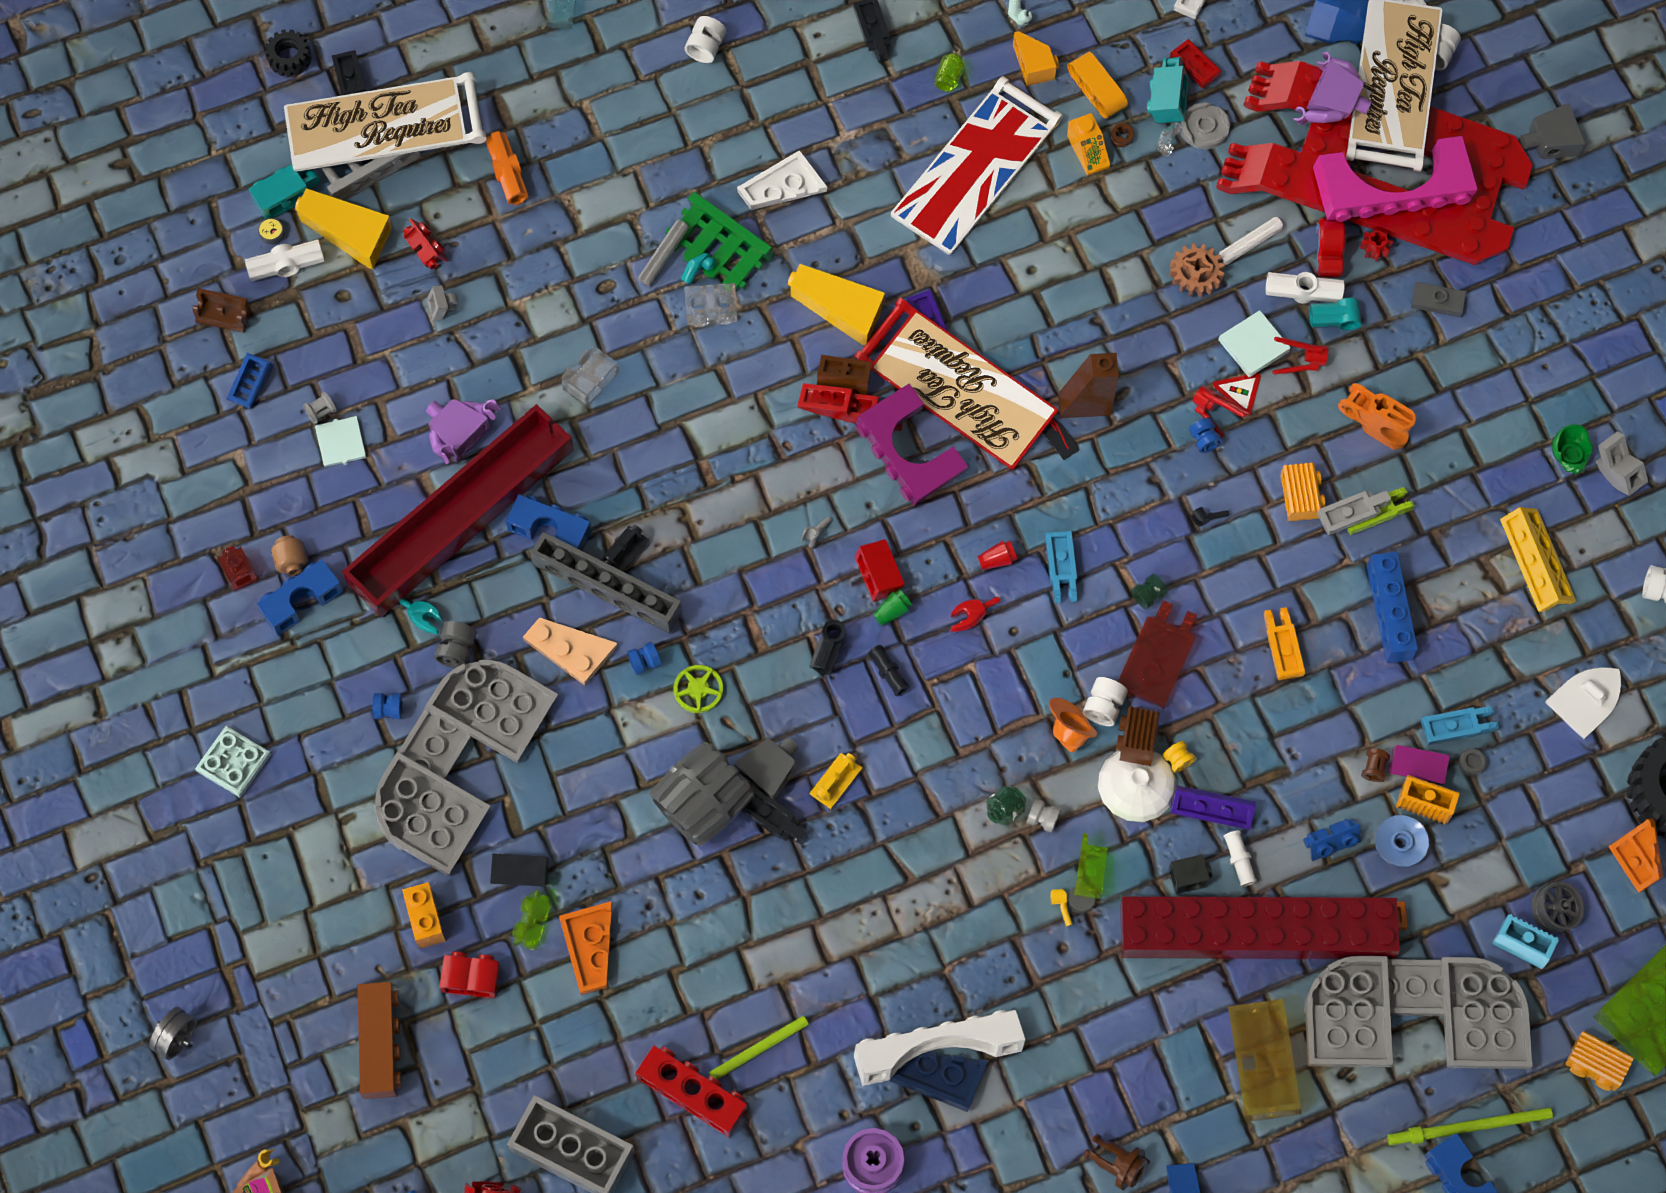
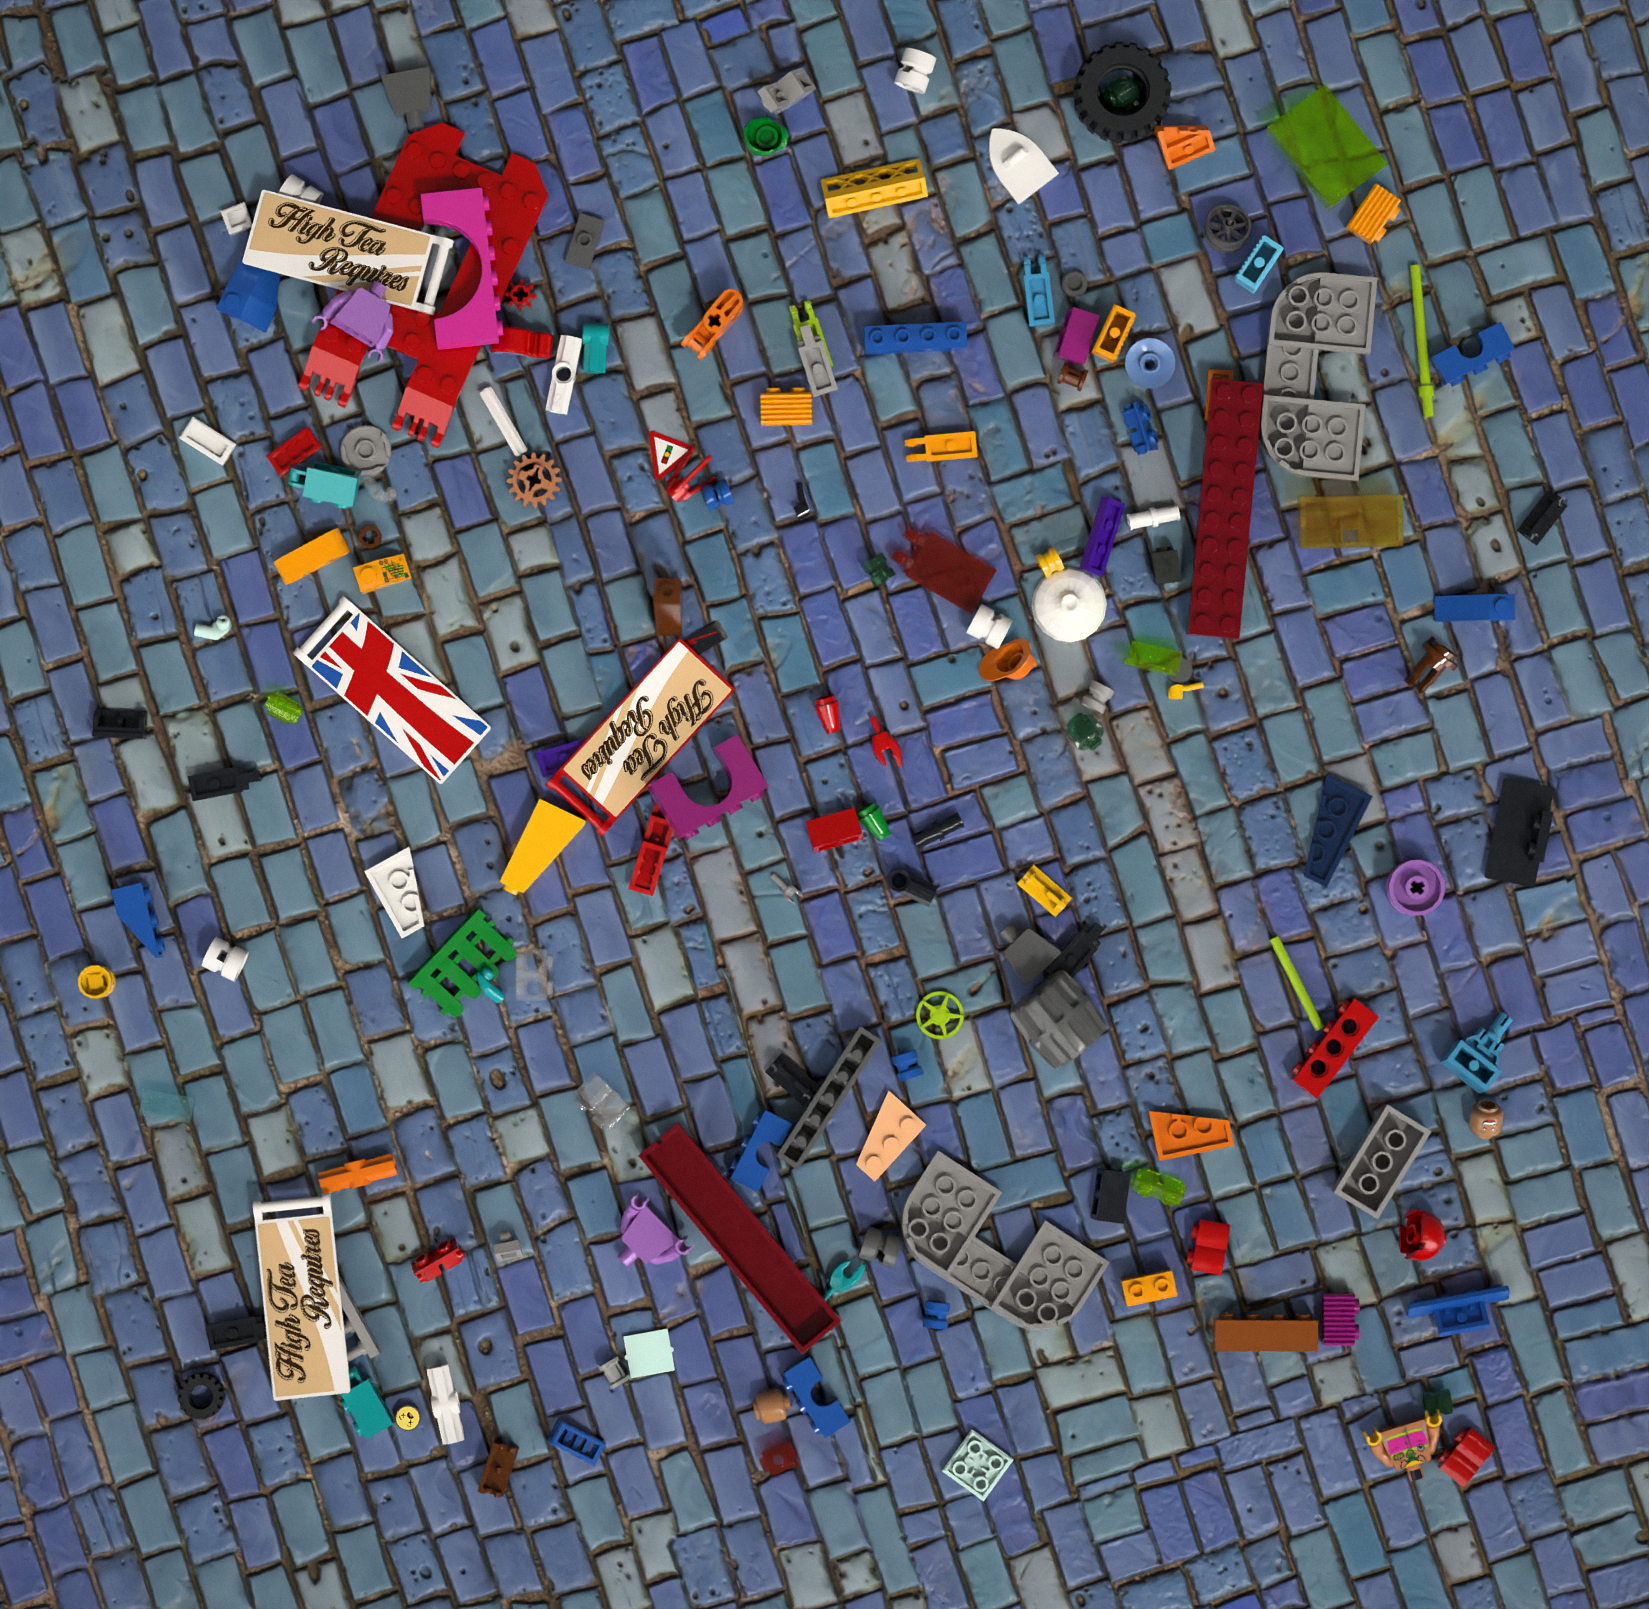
camera: 85 degrees left, 20 degrees up
(173, 1033) = (1245, 1523): flat silver wheel -> none
(346, 225) = (411, 1340): yellow slope -> none
(397, 1119) = (1339, 1319): none -> magenta brick
(663, 252) = (469, 1018): light grey axle -> none
(844, 373) = (623, 847): reddish brown hinge -> none
(992, 1034) = (1306, 765): white arch -> none
(1034, 59) = (276, 618): light orange slope -> none
(1061, 563) = (840, 651): dark azure hinge -> none
(1139, 736) = (1028, 598): reddish brown brick -> none
(1253, 344) = (620, 433): light aqua tile -> none
(1314, 354) = (637, 375): red plant -> none

